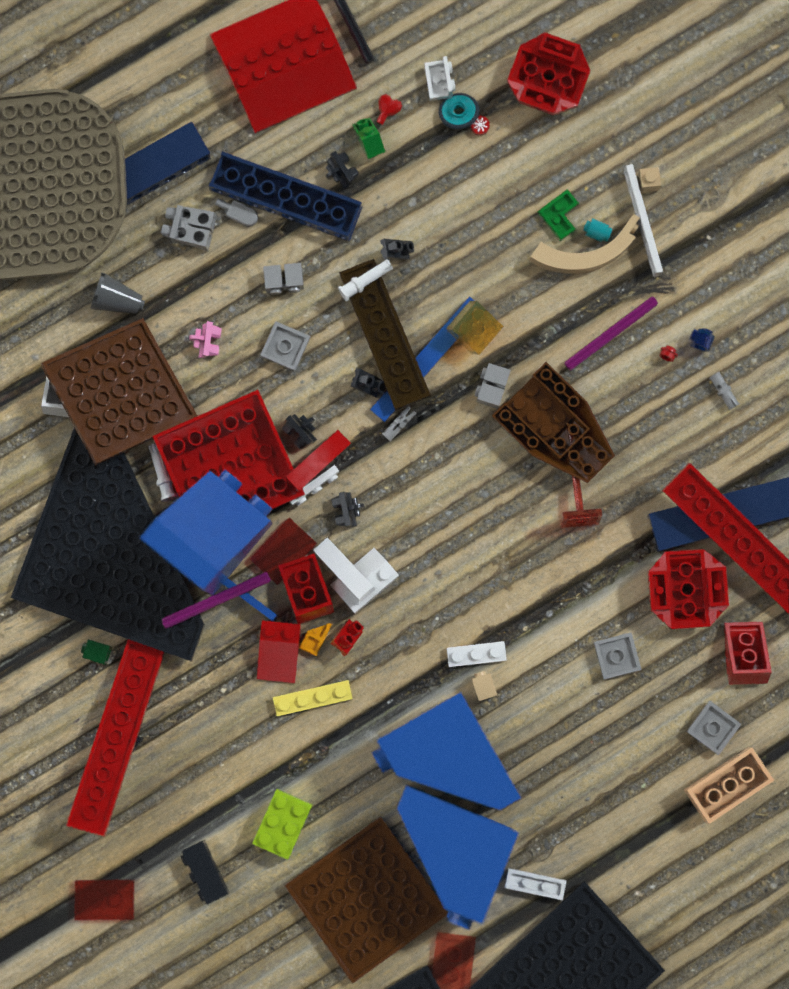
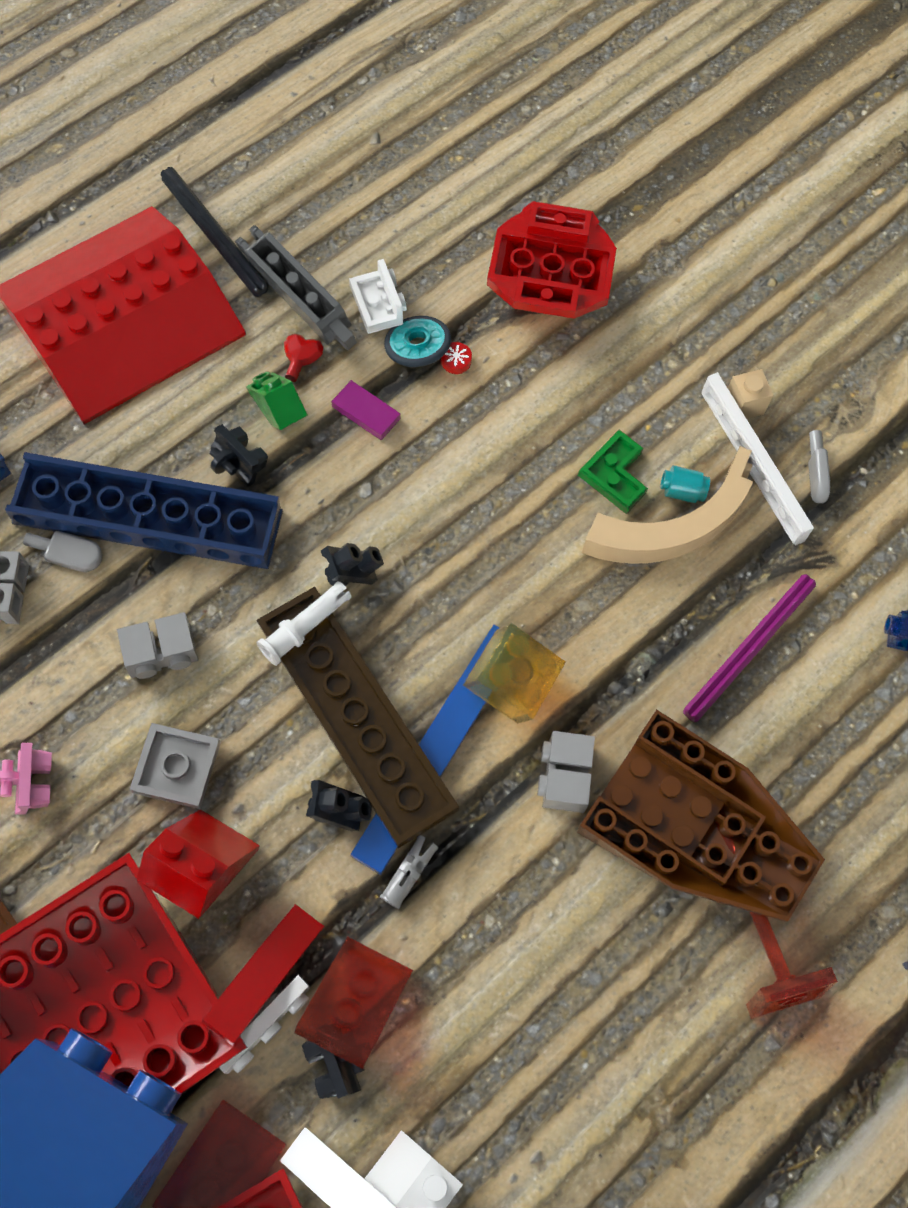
camera: 15 degrees left, 15 degrees down
(291, 399) = (195, 861): none -> red slope
(303, 427) = (230, 914): black hips -> none
(360, 482) = (354, 1002): none -> clear red tile
(391, 65) = (298, 288): none -> dark grey hinge
(420, 151) = (366, 410): none -> magenta tile
(668, 353) = (857, 664): red plate -> none
(679, 232) = (818, 468): none -> light grey piece

